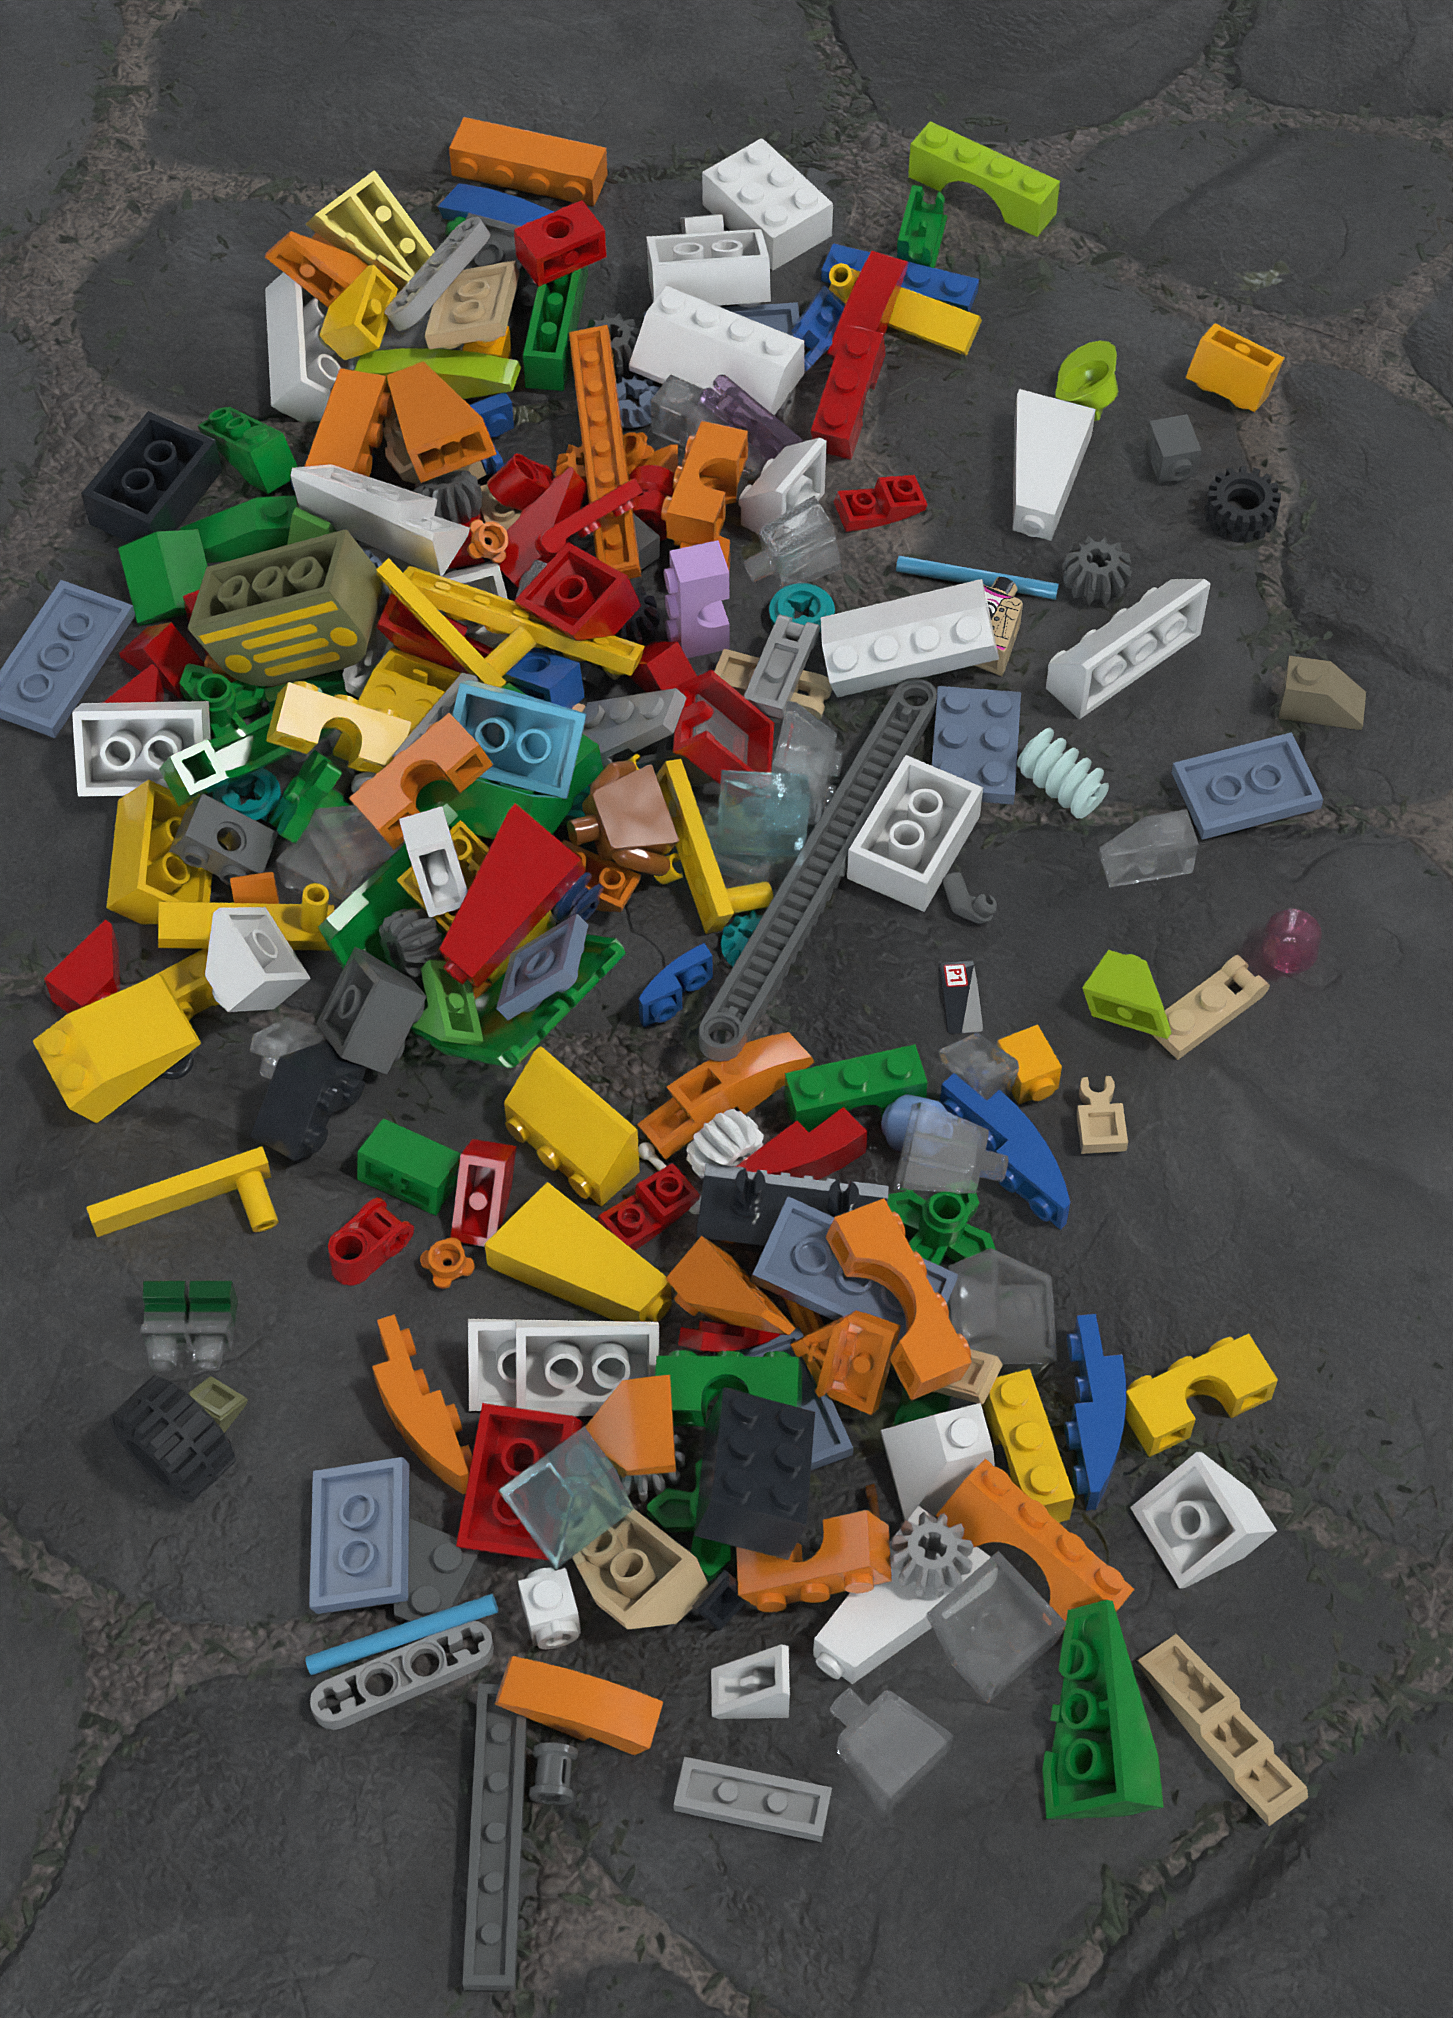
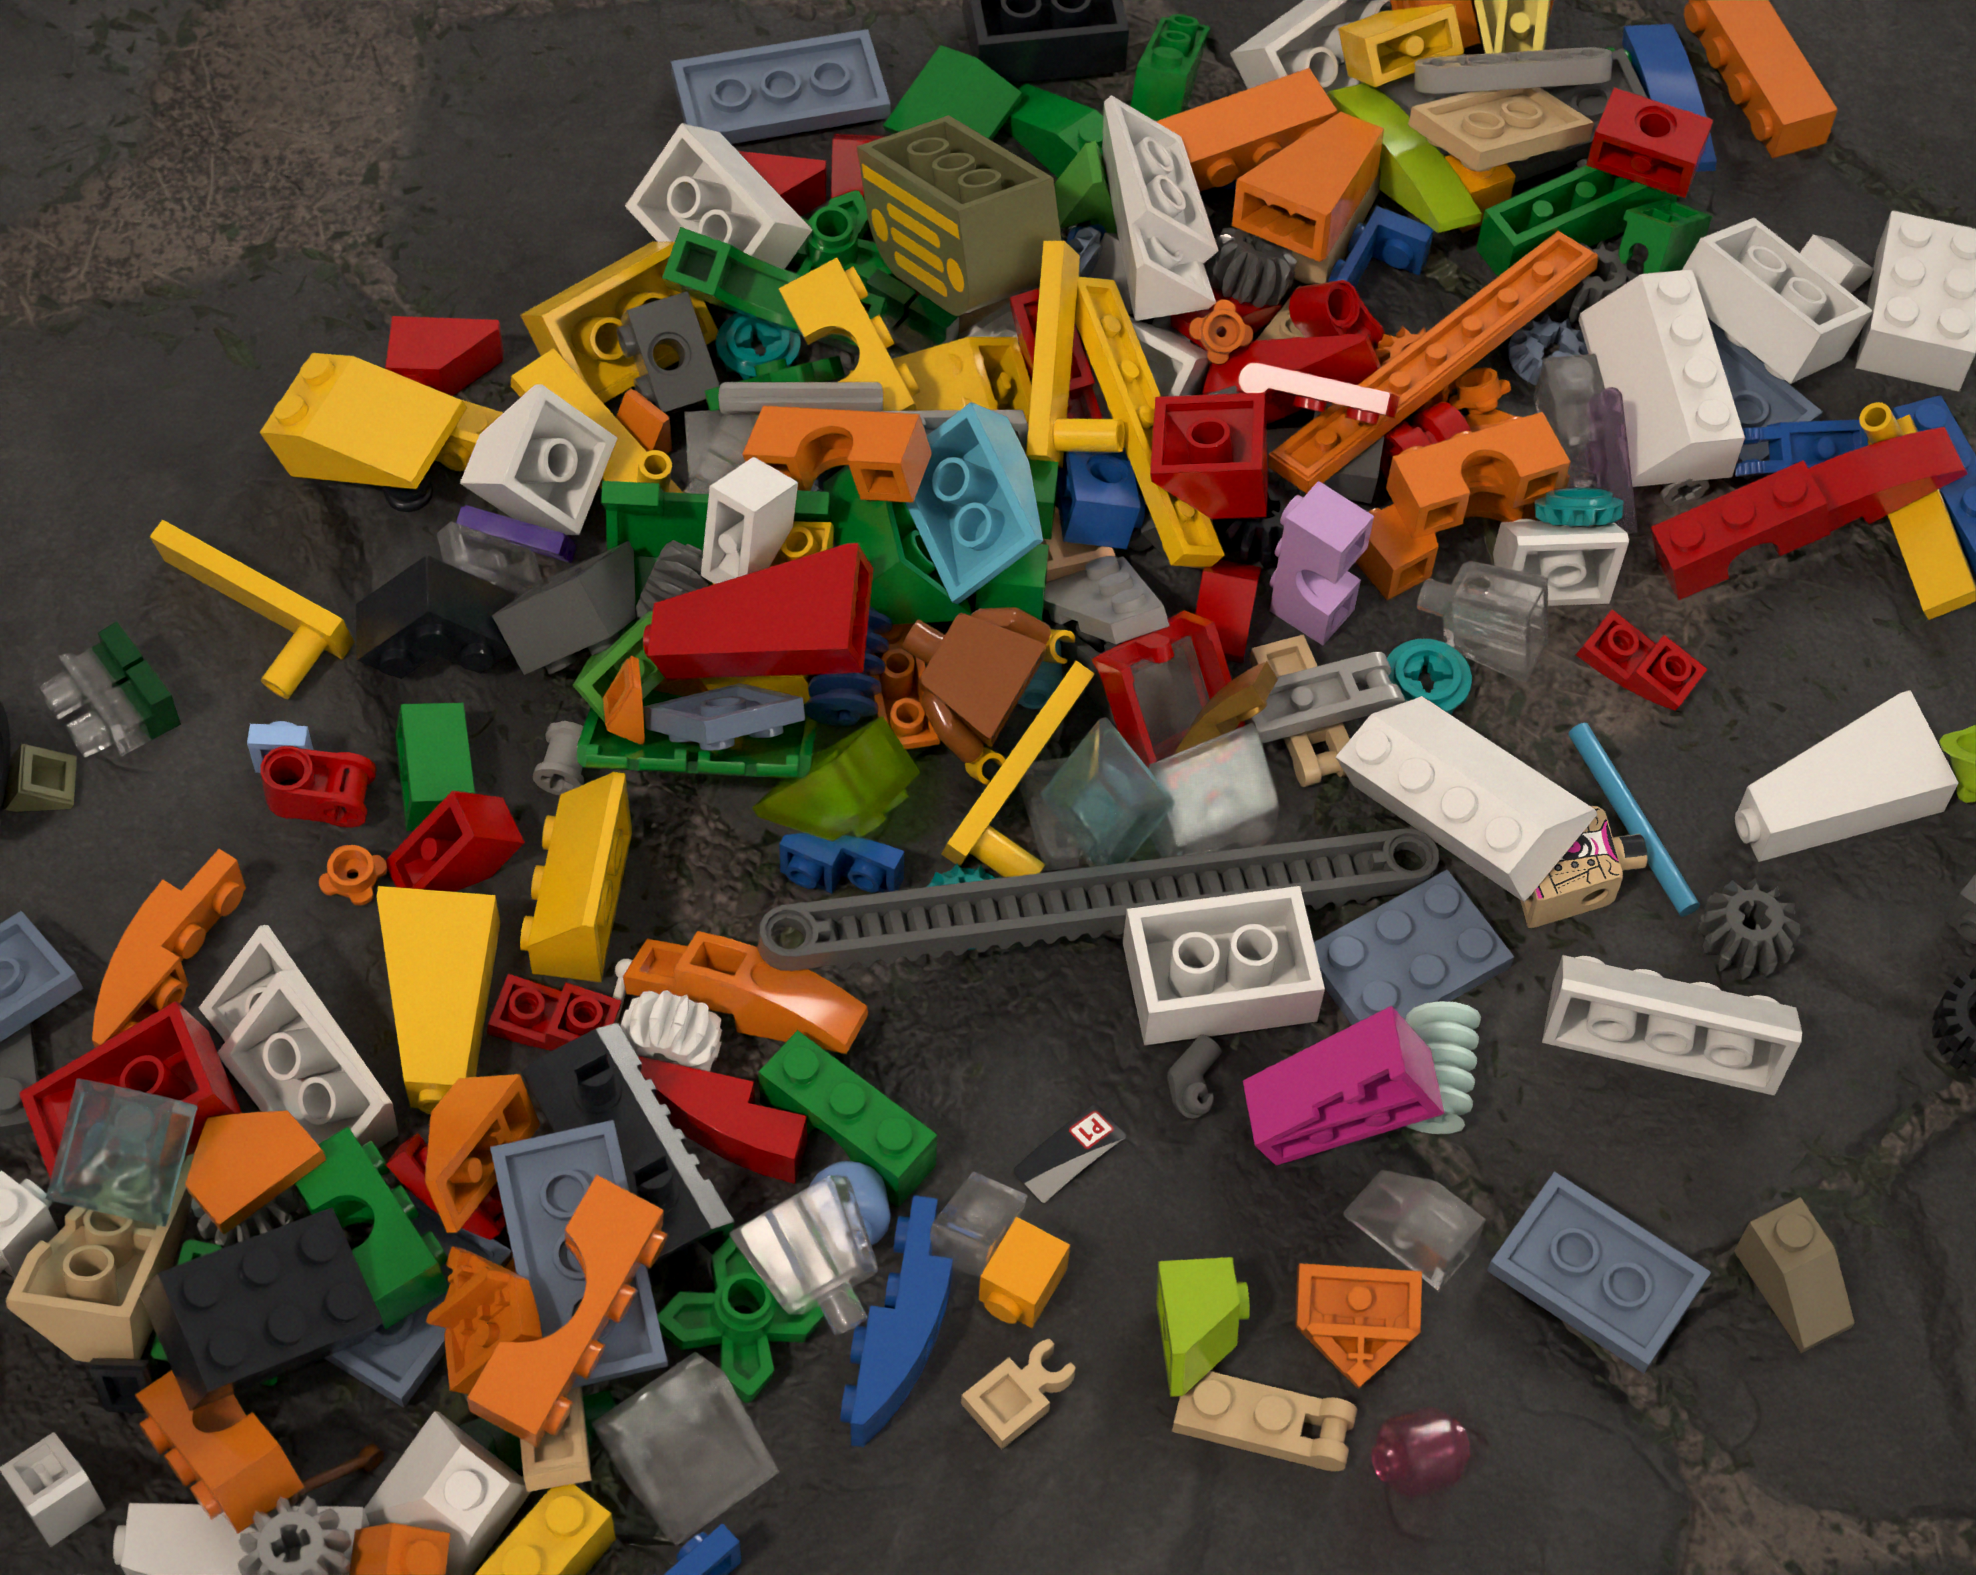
camera: 50 degrees right, 0 degrees up
(274, 1013) = (526, 535): none -> dark purple tile
(313, 1246) = (266, 737): none -> light blue plate
(361, 770) = (749, 397): none -> light grey axle
(468, 1090) = (560, 766): none -> light grey bush
(486, 1013) = (624, 703): none -> orange slope
(614, 282) = (1667, 231): none -> green hinge
(648, 939) = (846, 786): none -> clear neon green slope
(757, 729) = (1233, 703): none -> pearl gold slope
(772, 452) = (1579, 507): none -> teal gear
(1053, 822) = (1344, 1089): none -> dark pink wedge
(1181, 920) = (1358, 1315): none -> orange slope

